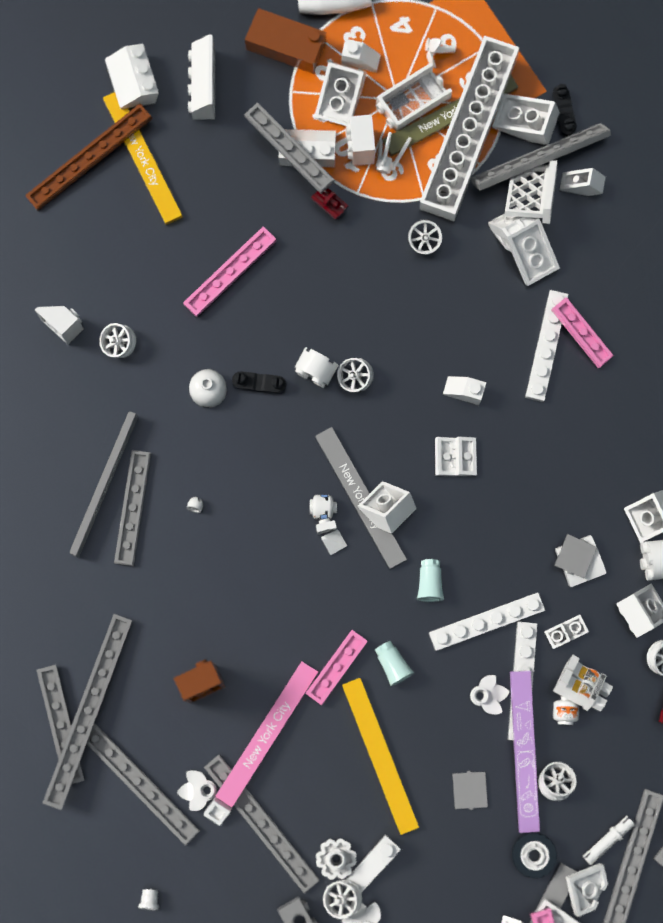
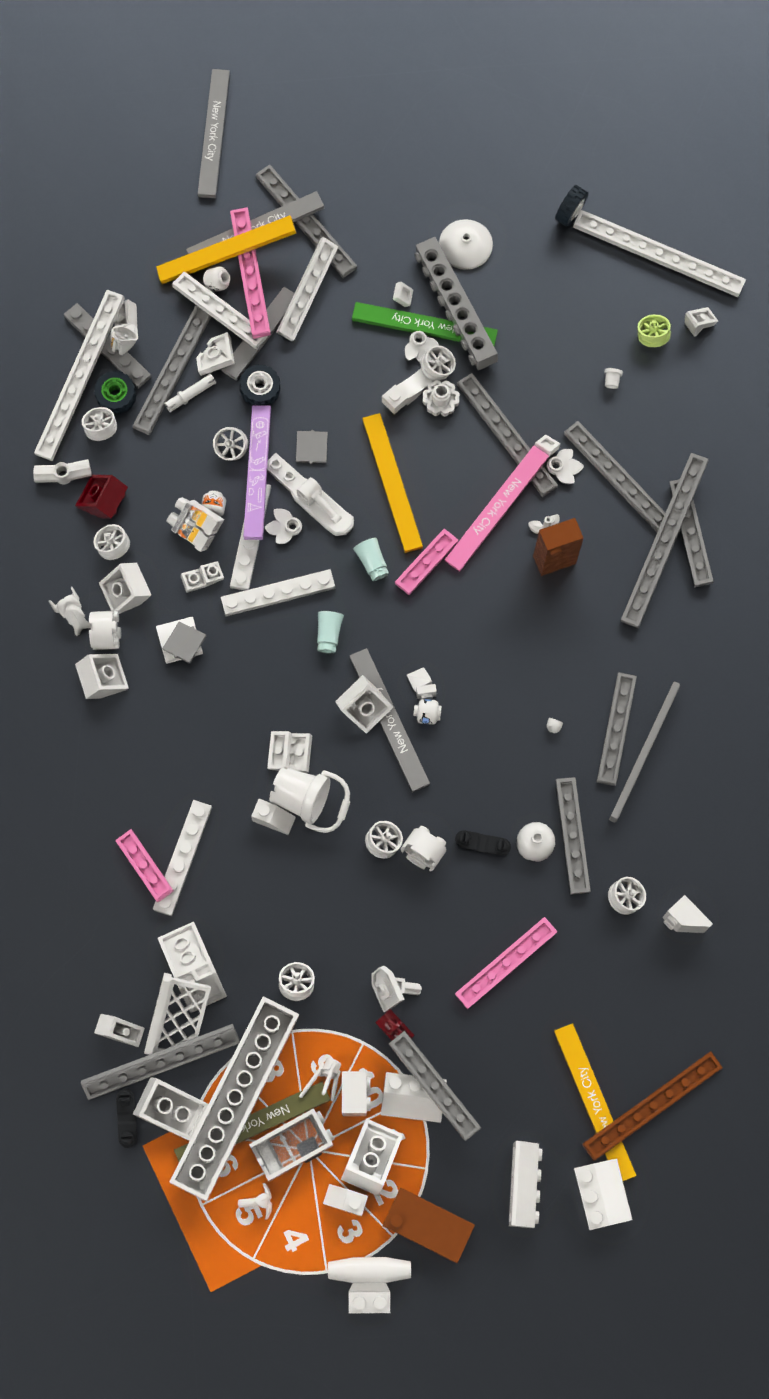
camera: 175 degrees left, 5 degrees down
(172, 396) = (572, 836): none -> light grey plate
(222, 718) = (535, 526): none -> white plant
(335, 236) = (390, 989): none -> white piece
(436, 407) = (307, 795): none -> white piece
(463, 730) = (311, 497): none -> white piece

